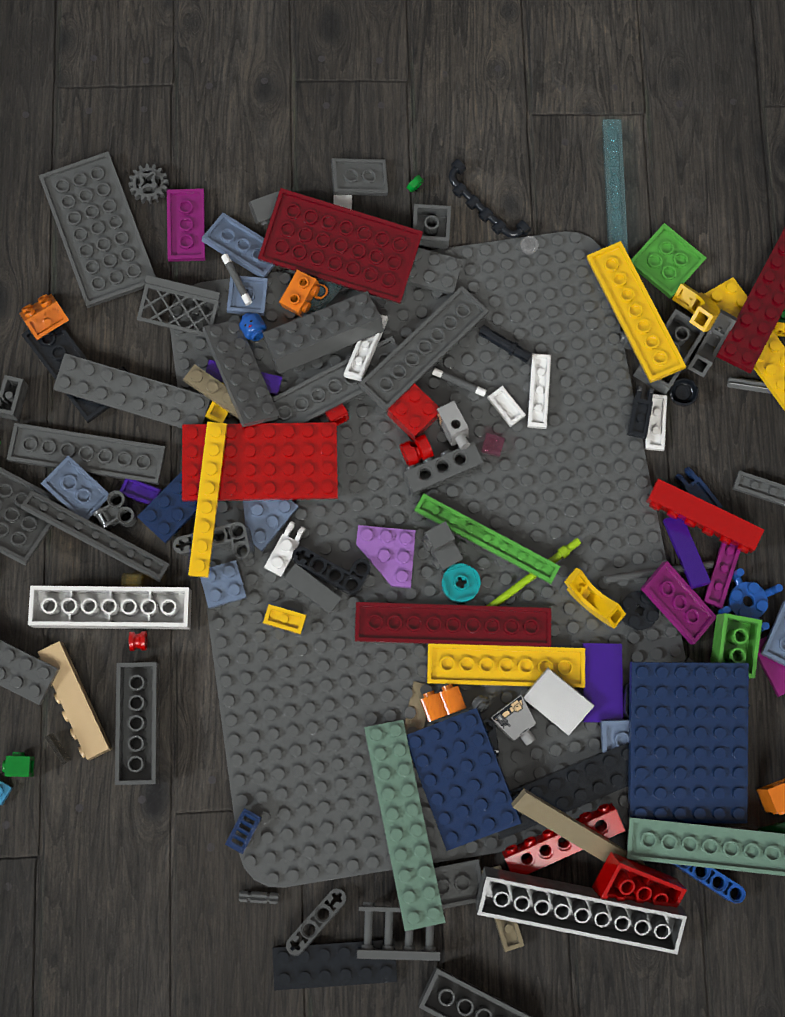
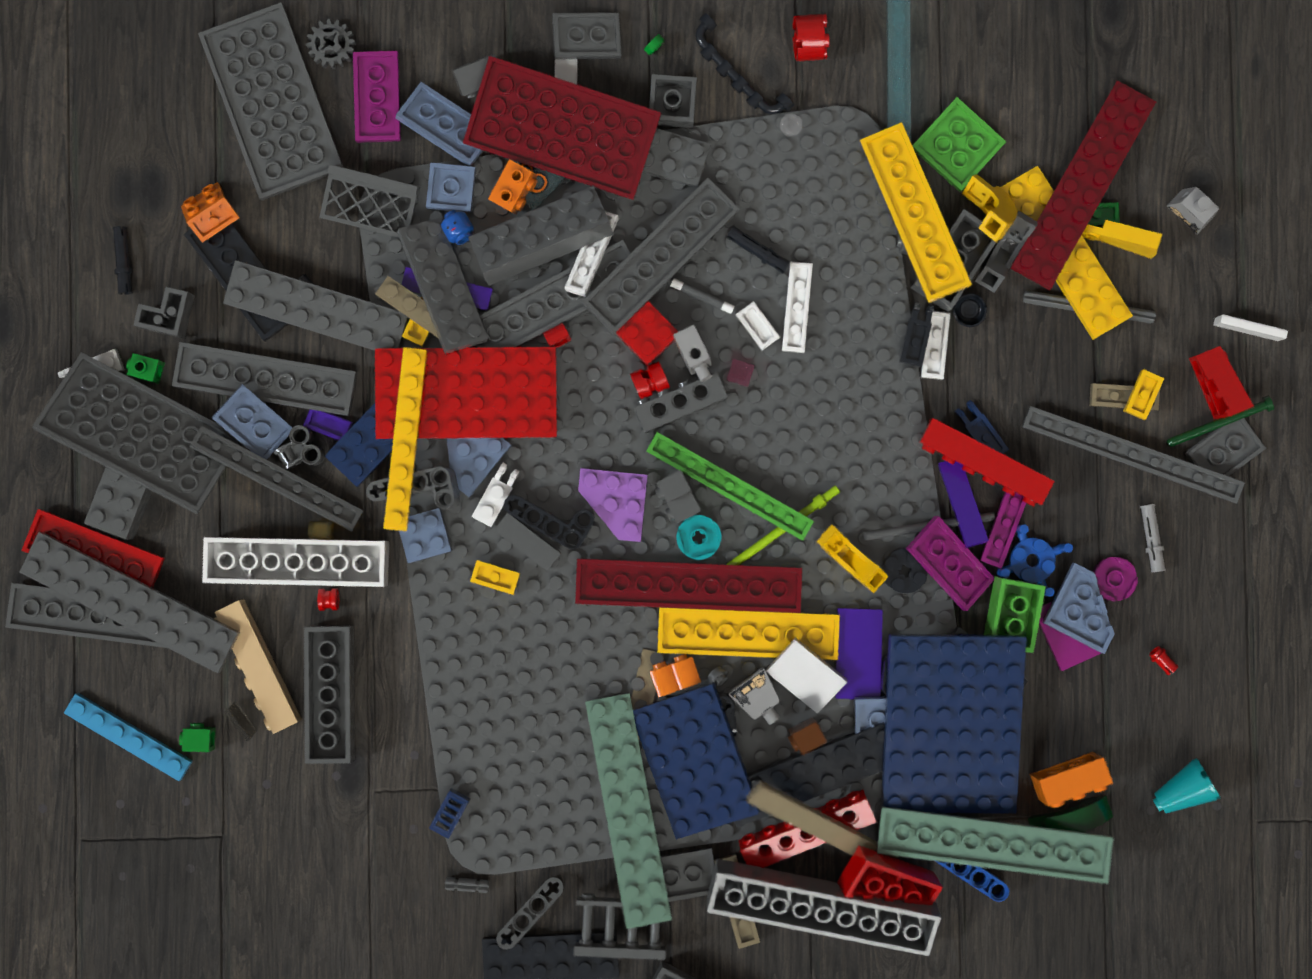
camera: 10 degrees right, 10 degrees up
(234, 275) = (429, 152): dark grey bar -> none
(543, 176) = (809, 37): none -> red brick
(560, 754) = (806, 736): none -> reddish brown brick

